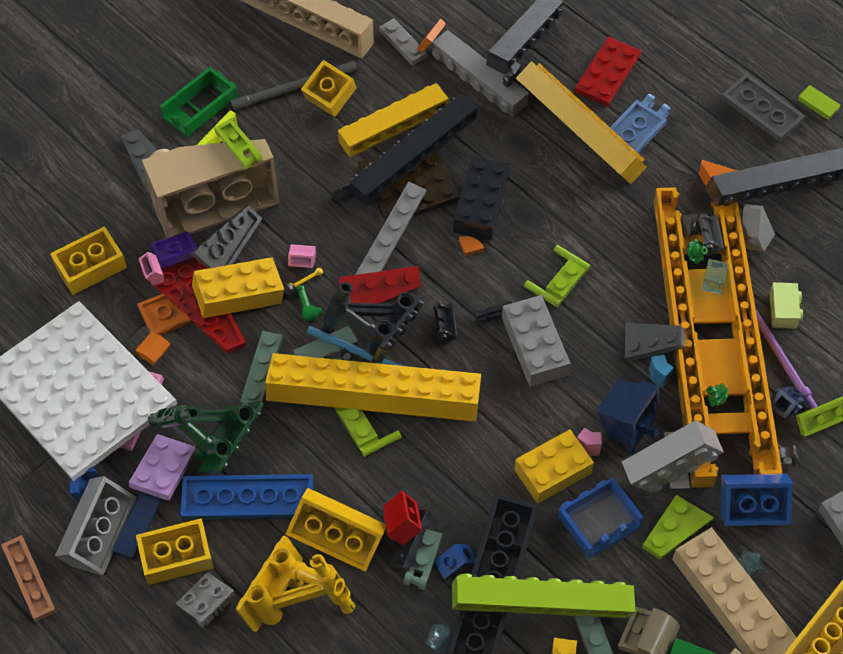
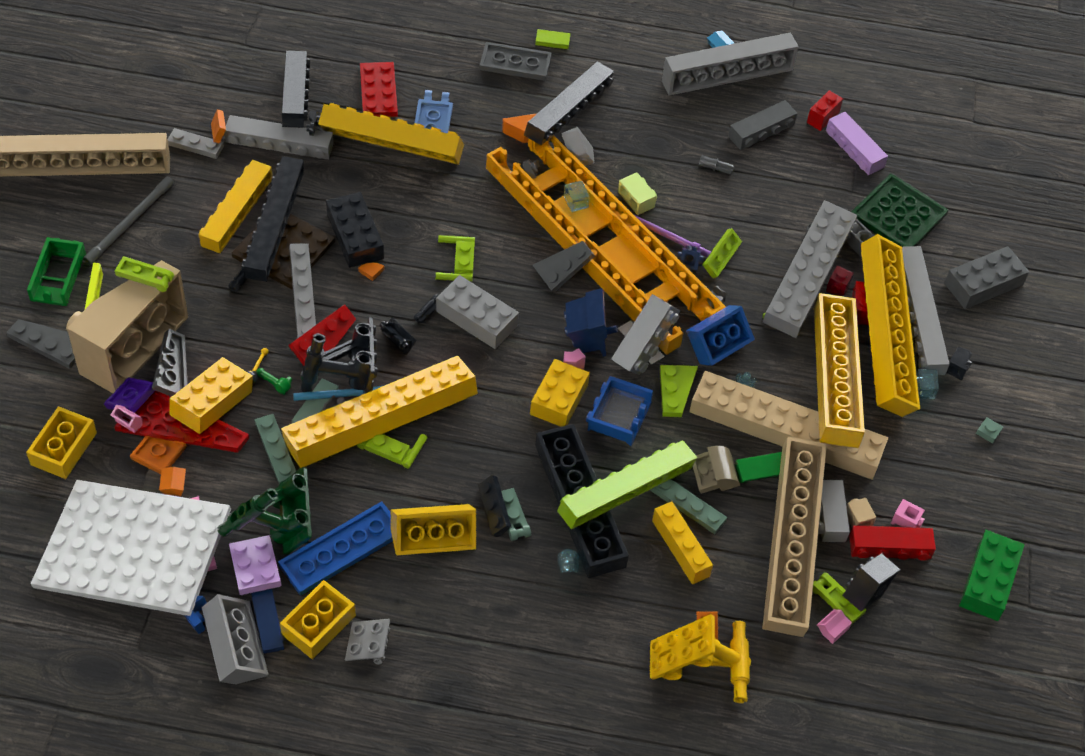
camera: 40 degrees left, 5 degrees down
(28, 578) = (208, 712): nougat plate -> none
(284, 570) = (421, 580): yellow plate -> none
(302, 256) = (242, 346): bright pink piece -> none
(329, 88) = (165, 206): yellow brick -> none
(402, 518) = (479, 491): red brick -> none
(454, 559) = (537, 502): blue bracket -> none
(660, 370) = (583, 283): dark azure piece -> none
(696, 251) = (549, 185): green plant -> none
(710, 233) = (550, 168): dark grey hinge -> none
(717, 394) = (640, 277): green plant -> none

